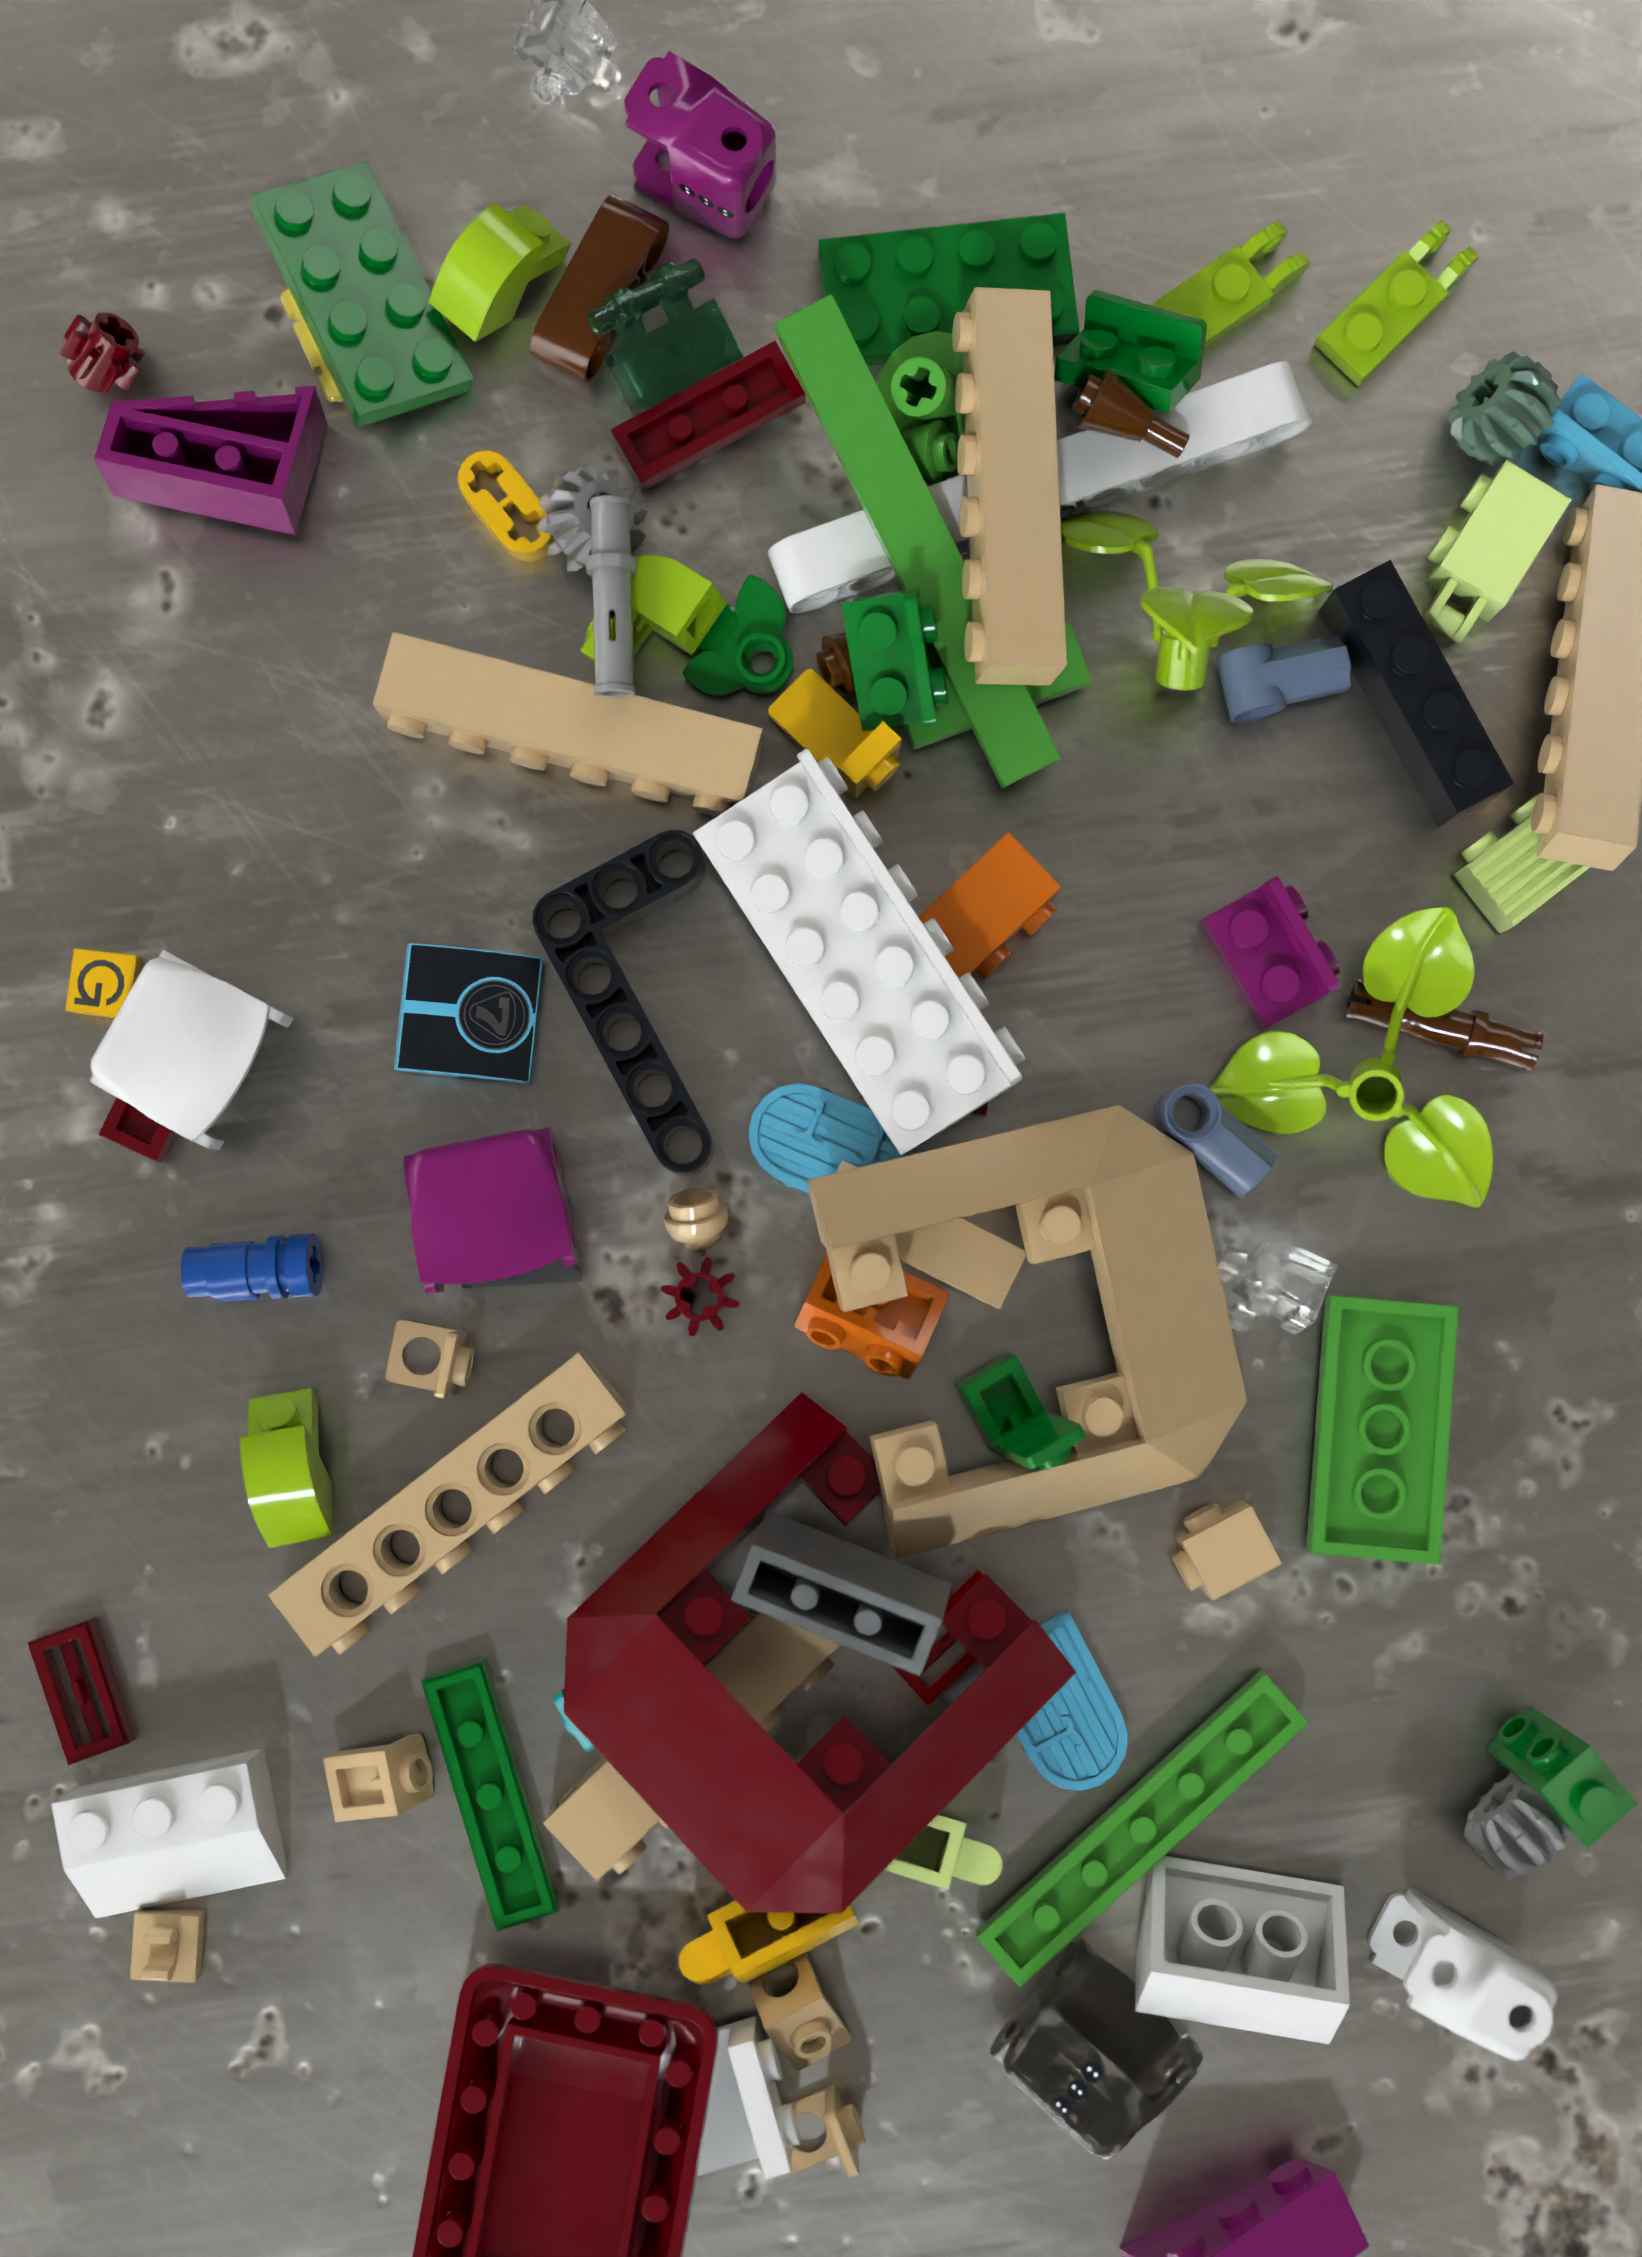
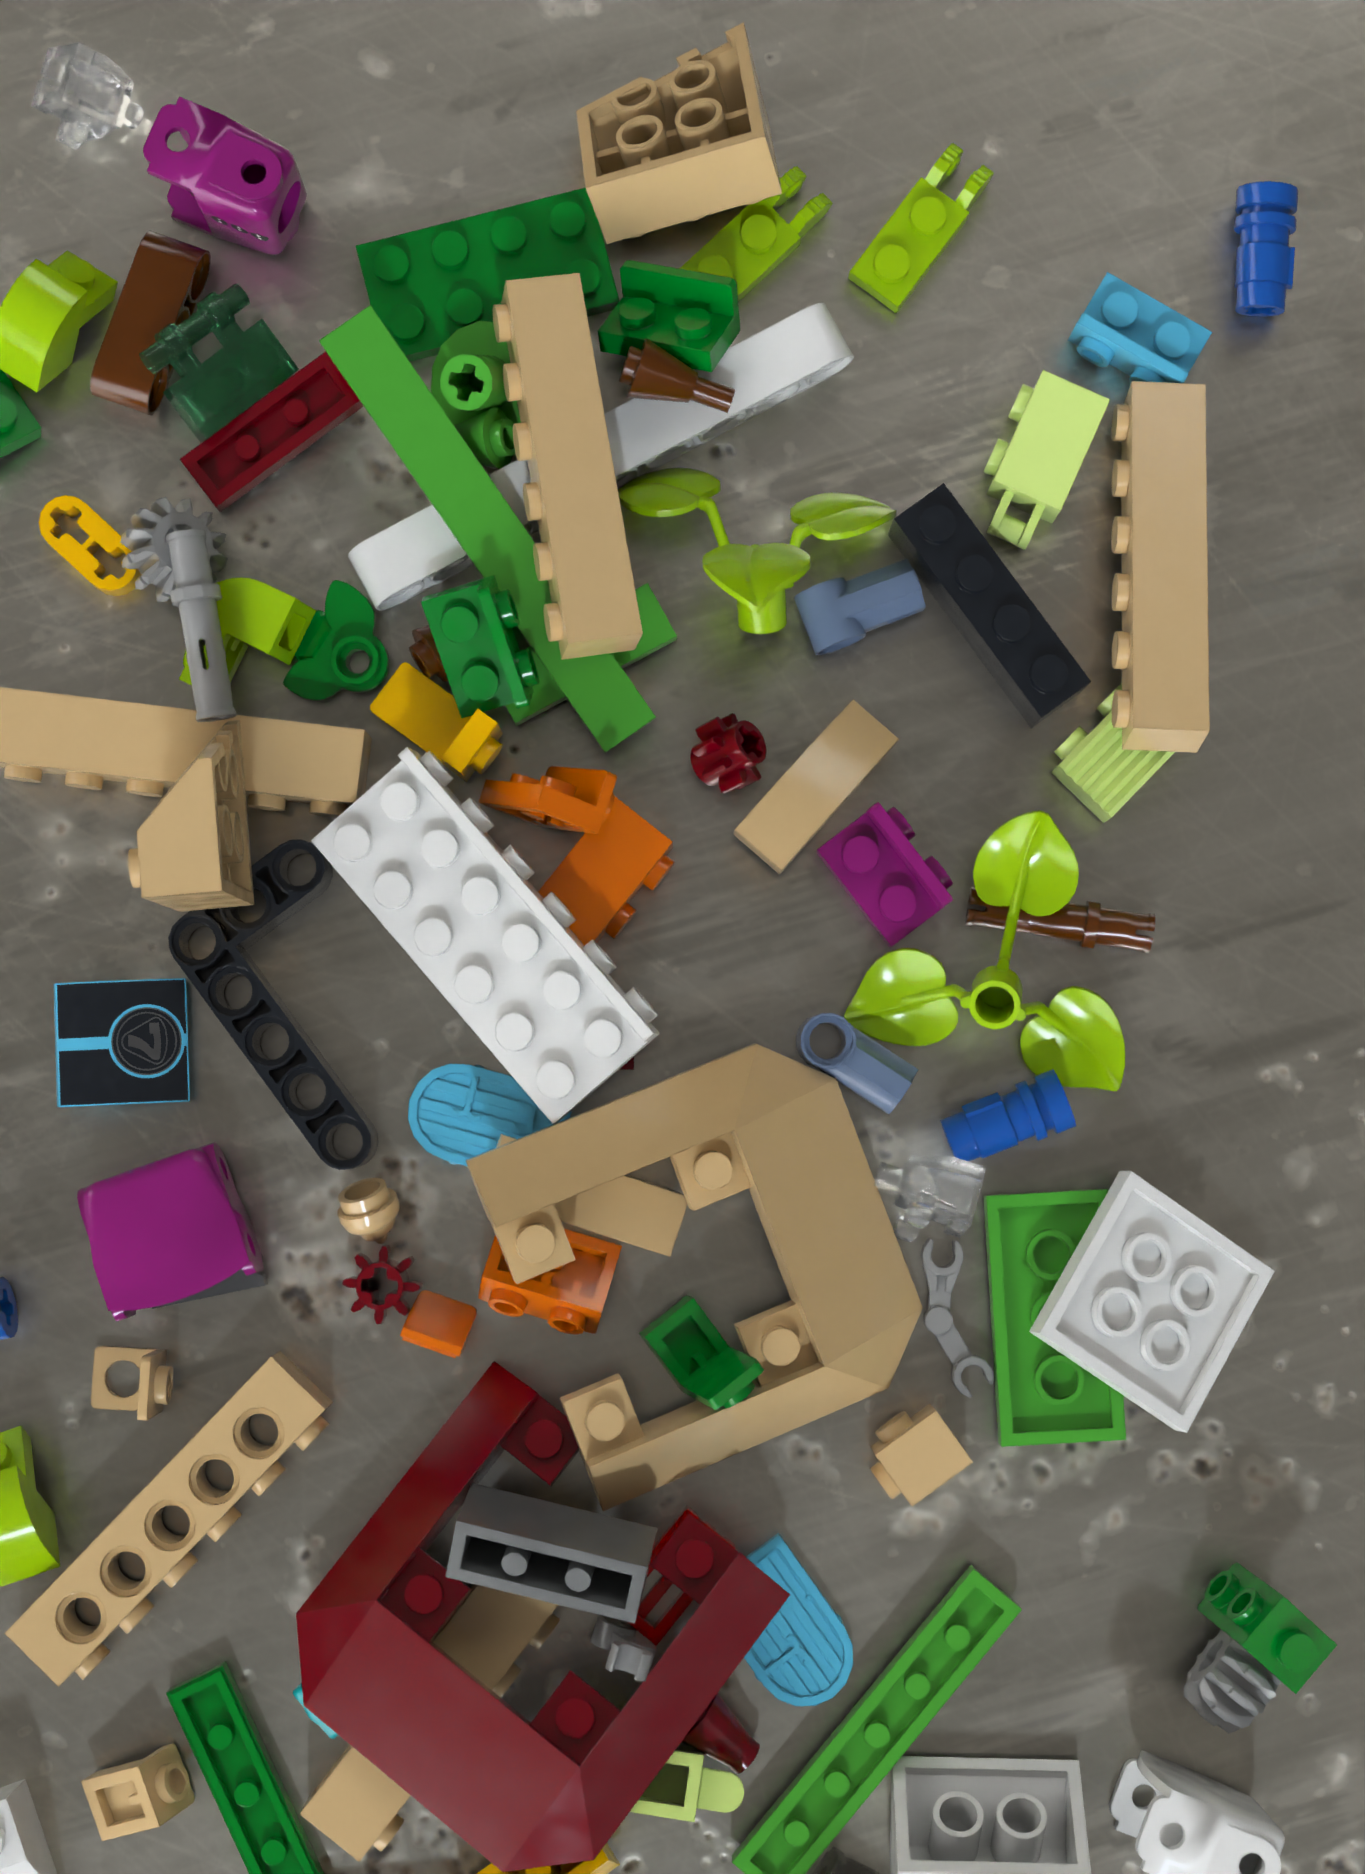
camera: 10 degrees left, 0 degrees up
(581, 808) = (197, 836): none -> tan wedge
(752, 1345) = (439, 1323): none -> orange slope
(900, 1706) = (625, 1651): none -> light grey piece
(947, 830) = (561, 799): none -> orange bracket
(984, 1810) = (722, 1737): none -> dark red cone
(1128, 806) = (728, 753): none -> dark red gear
(1165, 180) = (679, 143): none -> tan wedge
(1211, 854) = (815, 786): none -> tan slope
(1263, 1415) = (939, 1319): none -> light grey piece
(1357, 1222) = (1003, 1121): none -> blue axle
(1488, 1426) = (1152, 1301): none -> white plate
(1504, 409) = (1035, 320): sand green gear -> none

